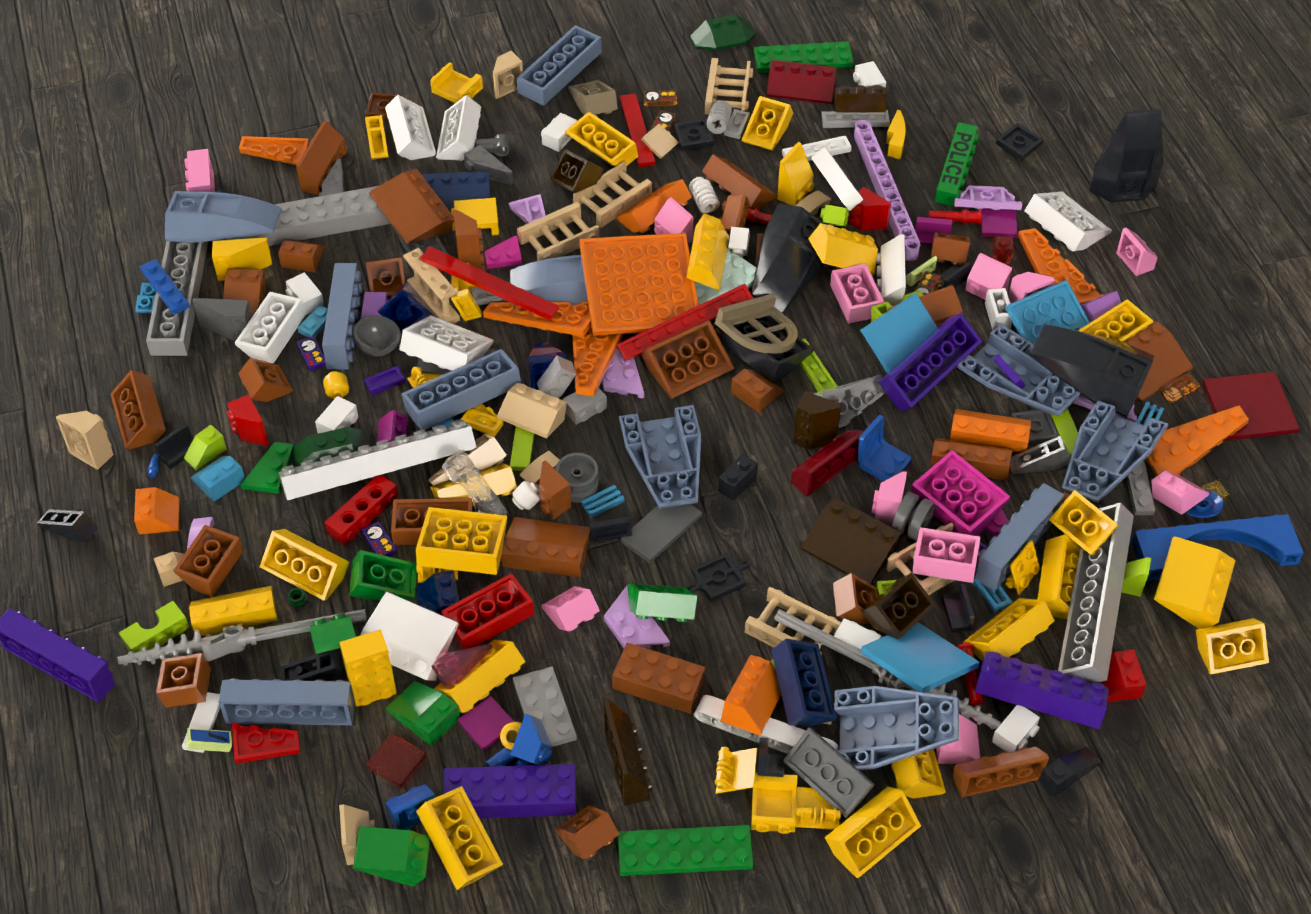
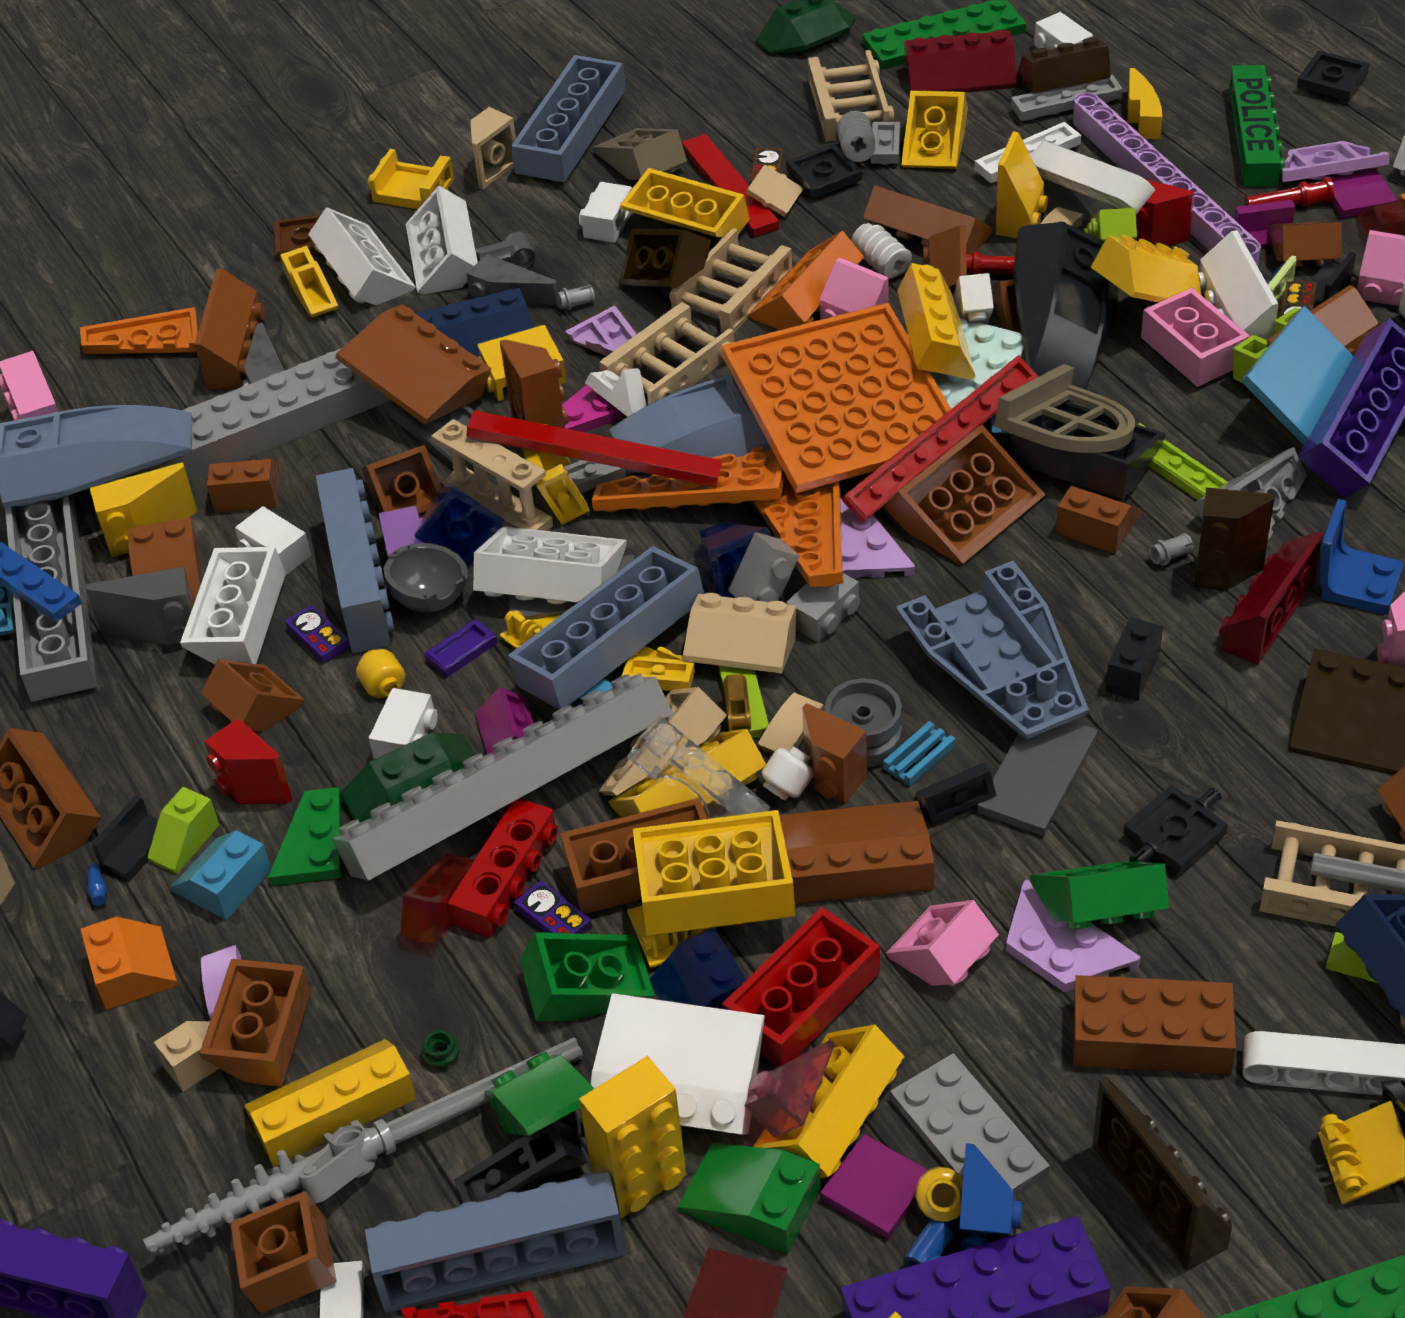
camera: 10 degrees left, 5 degrees down
(171, 623) = (221, 1153): lime arch -> none
(303, 564) = (432, 986): yellow slope -> none
(312, 520) = (425, 905): none -> clear red slope
(314, 322) = (306, 582): medium azure plate -> none
(515, 449) = (737, 701): none -> pearl gold bar
(524, 249) = (622, 392): none -> white slope
(526, 182) = (575, 297): none -> light grey pin
(660, 98) = (746, 133): tile -> none
(752, 696) = (1339, 1013): orange slope -> none
(785, 418) = (1163, 551): none -> light grey pin

